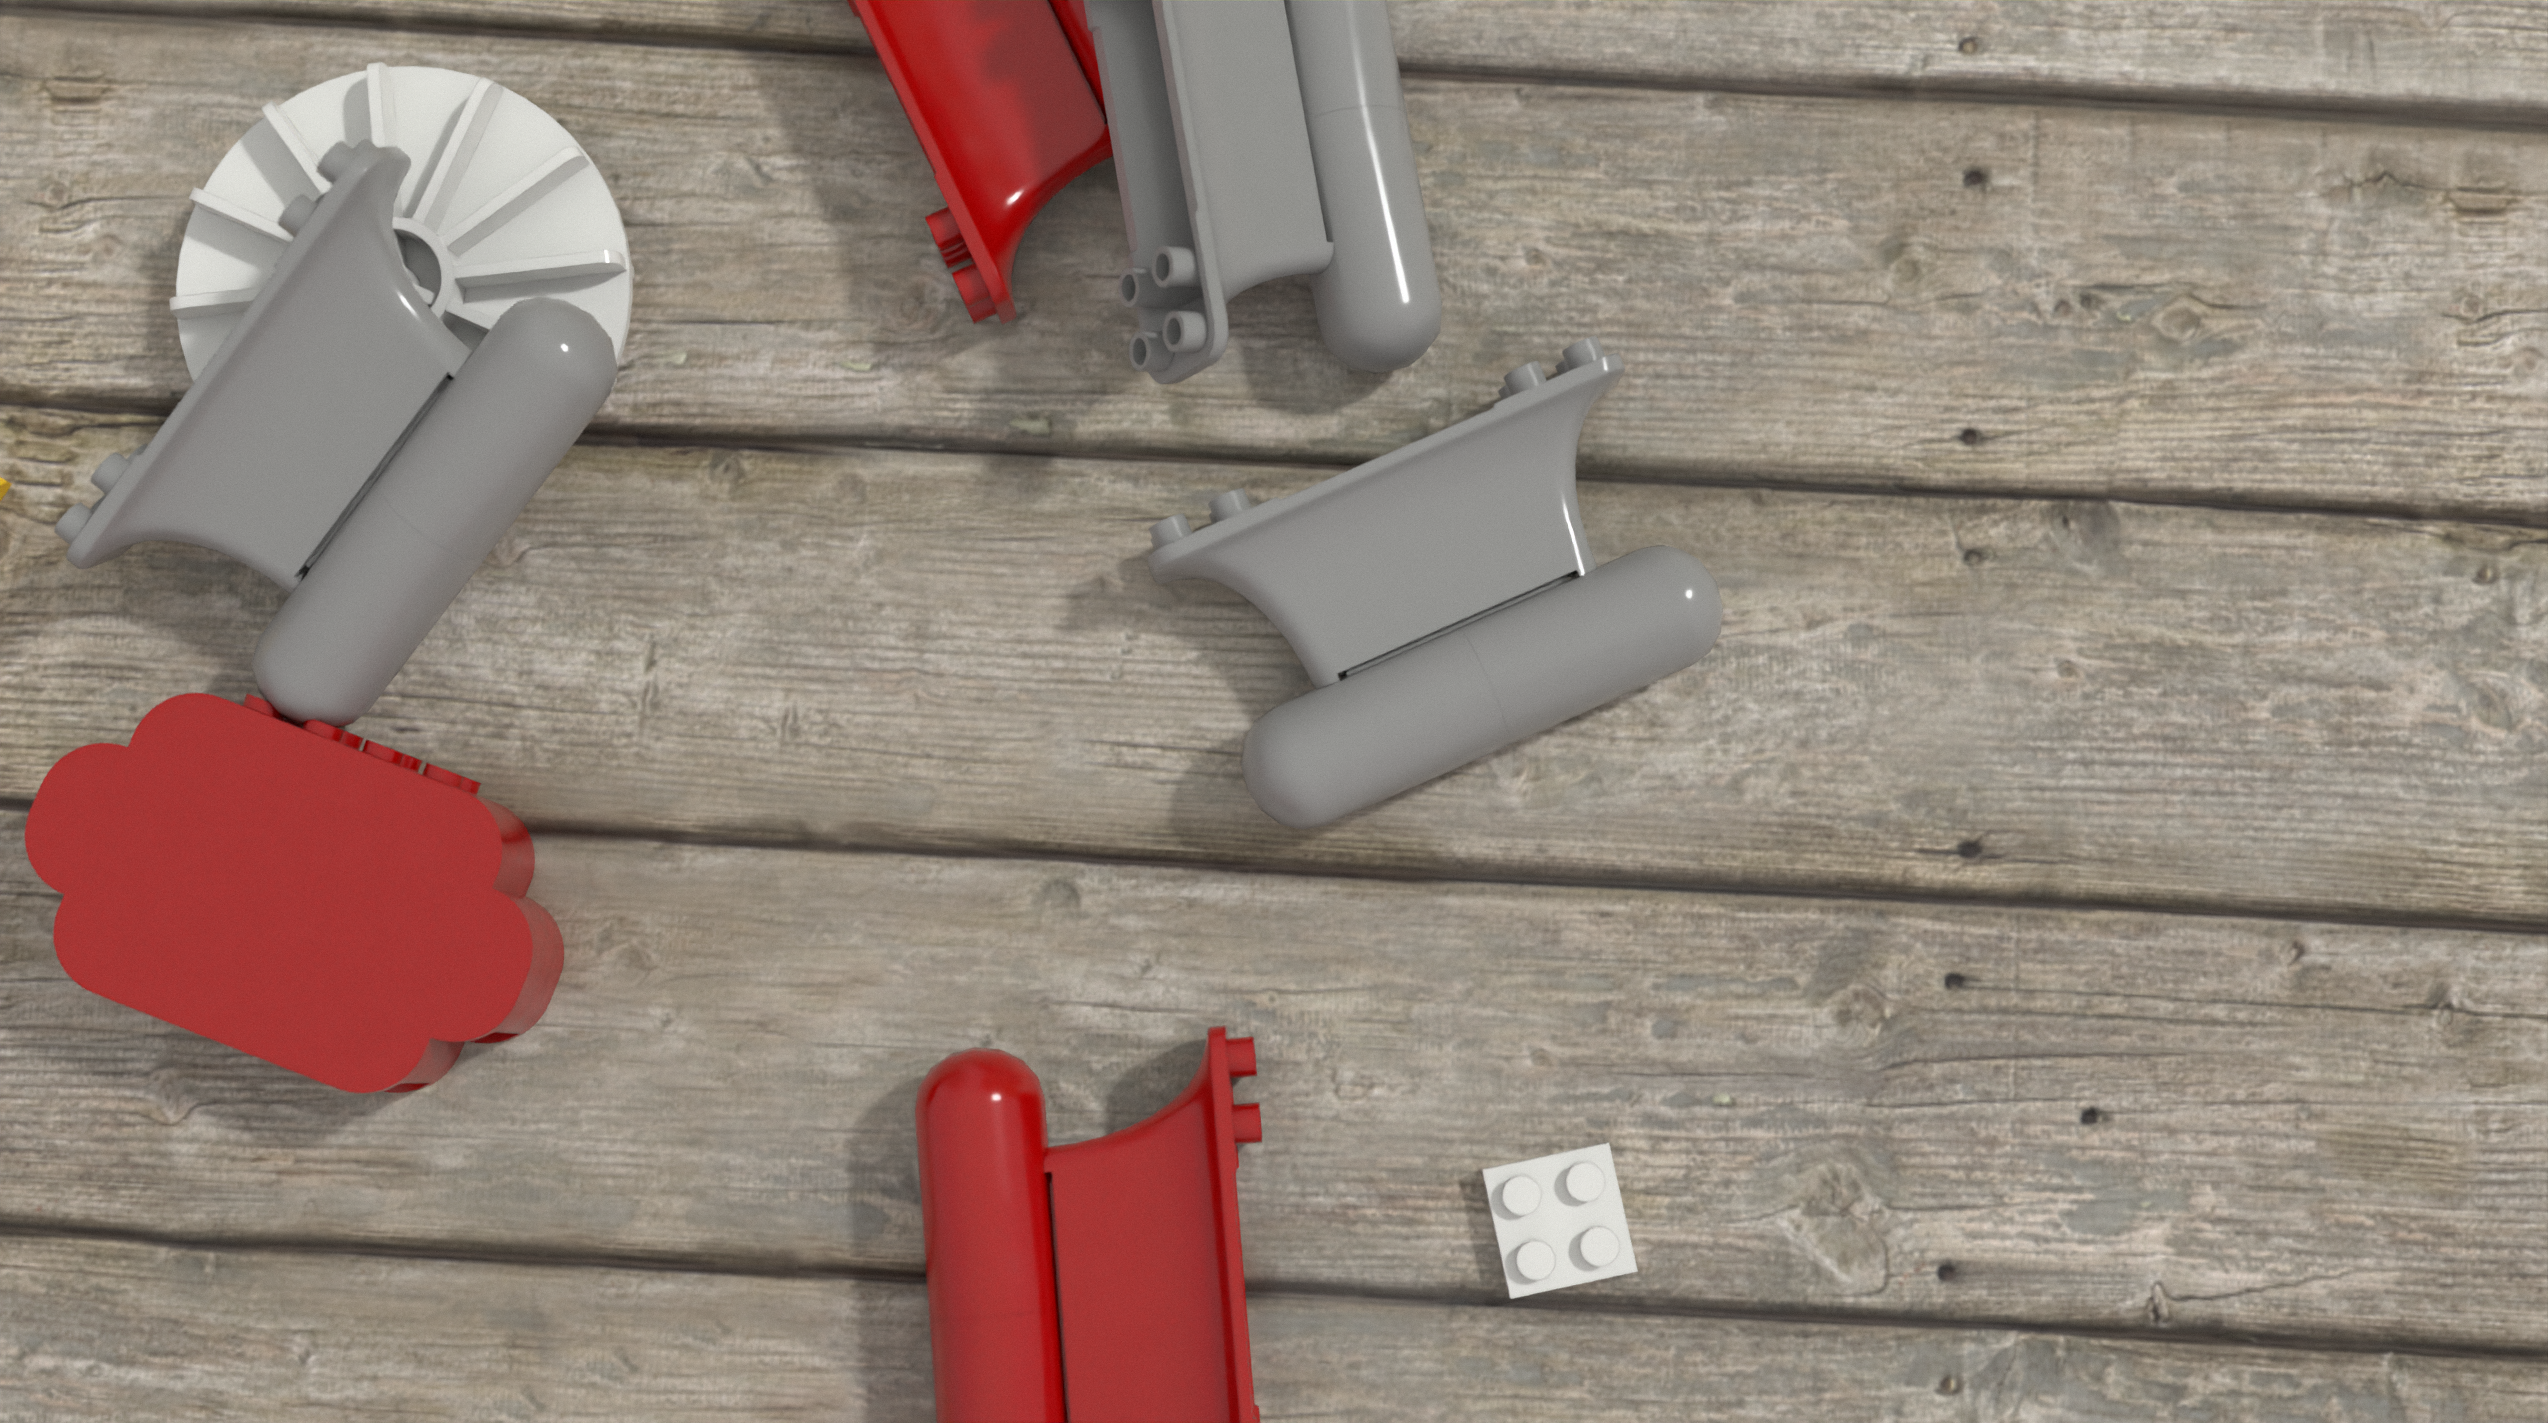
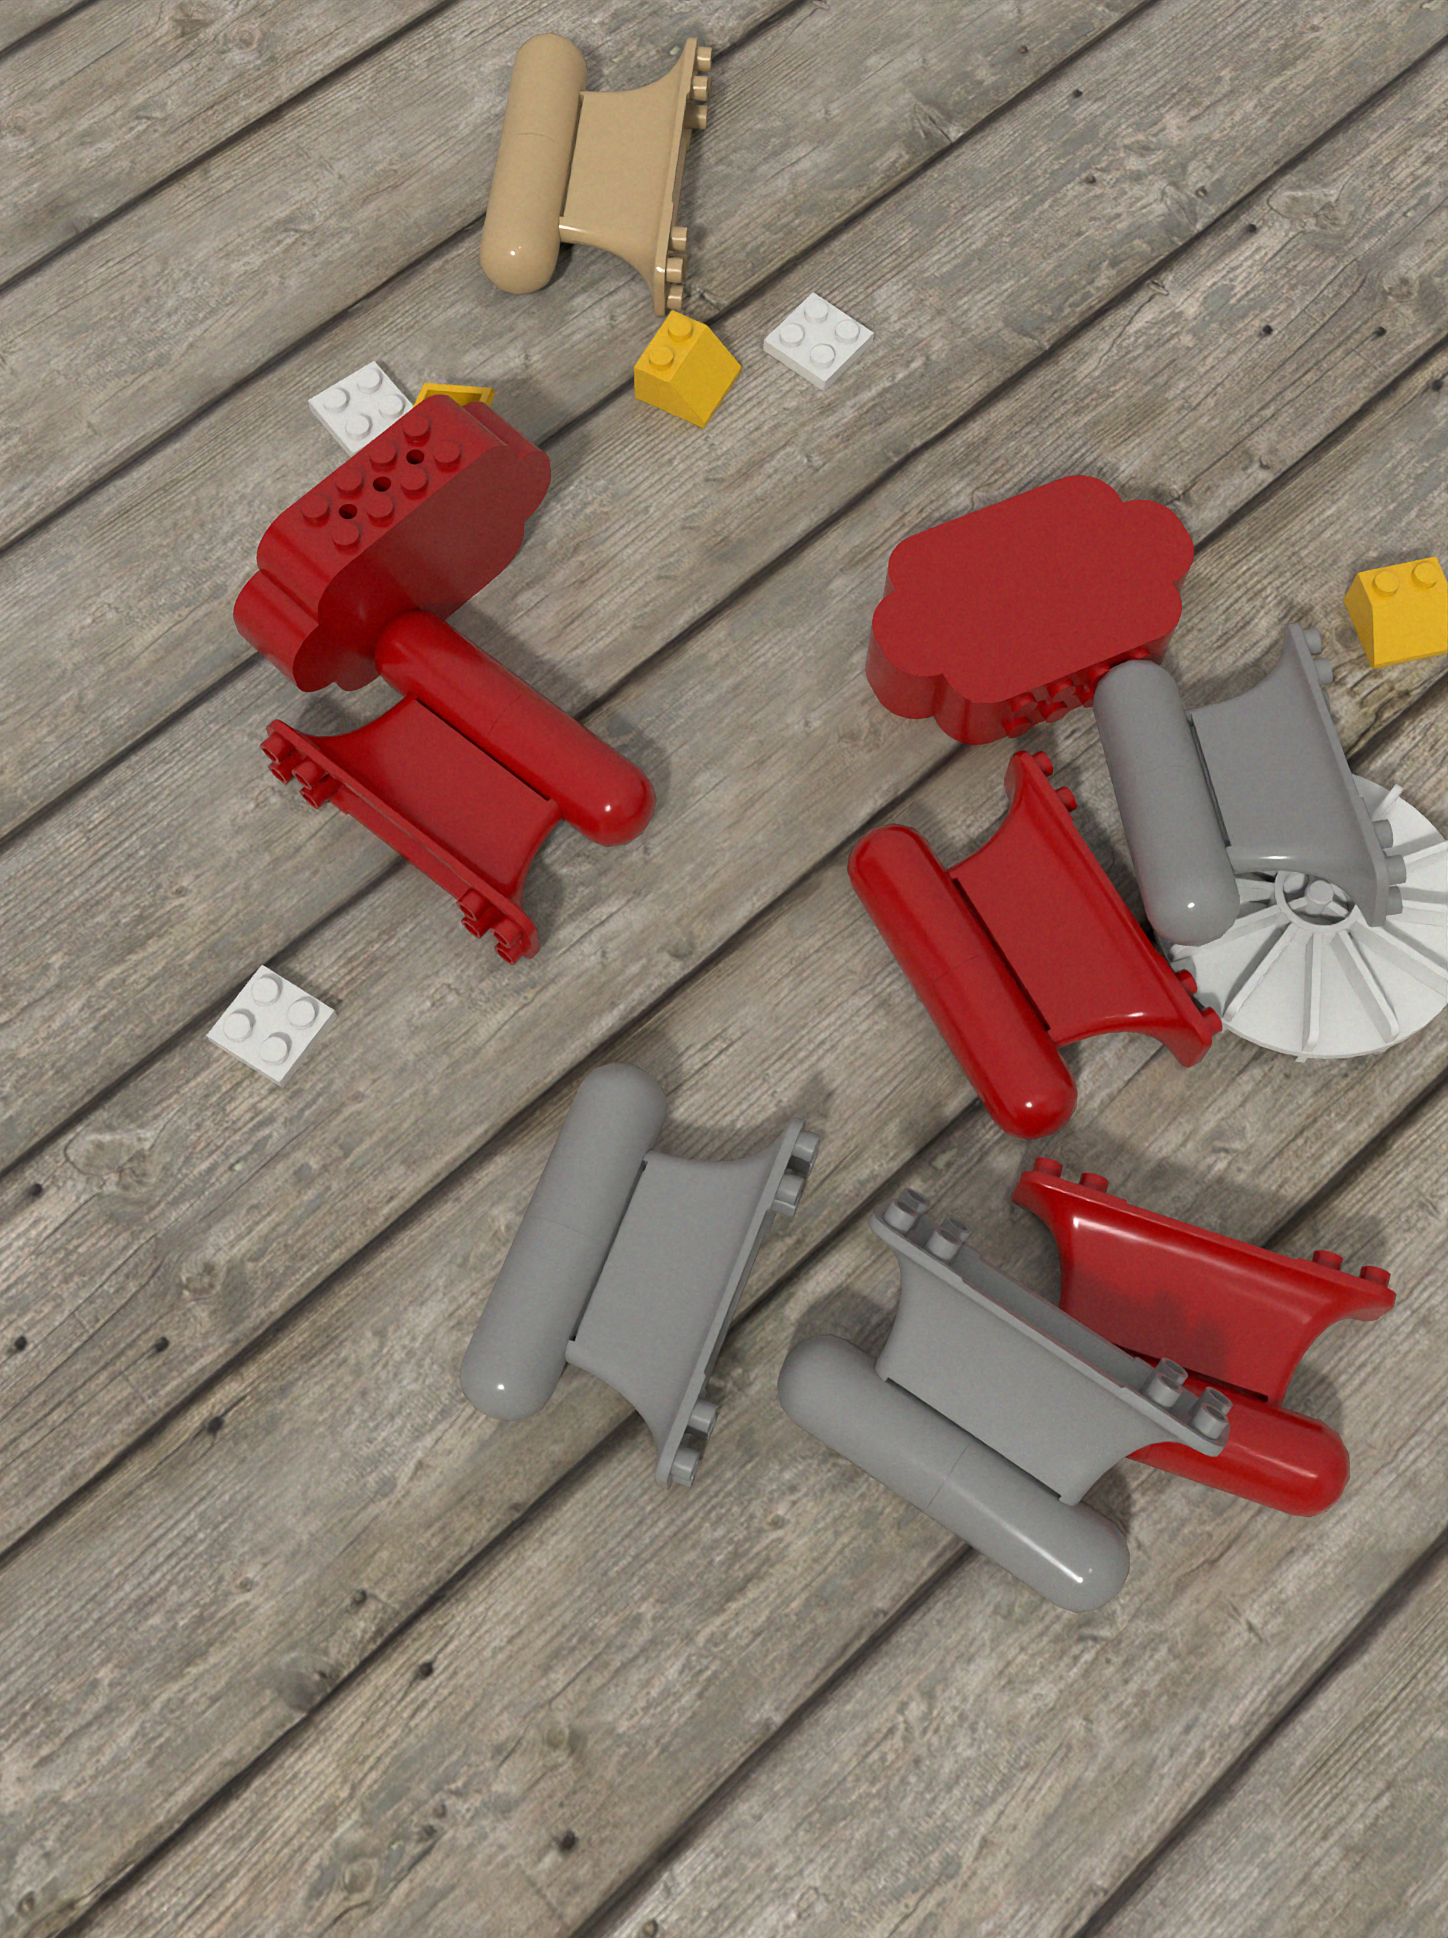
camera: 130 degrees right, 15 degrees down
(738, 535) = (1024, 952): none -> red piece

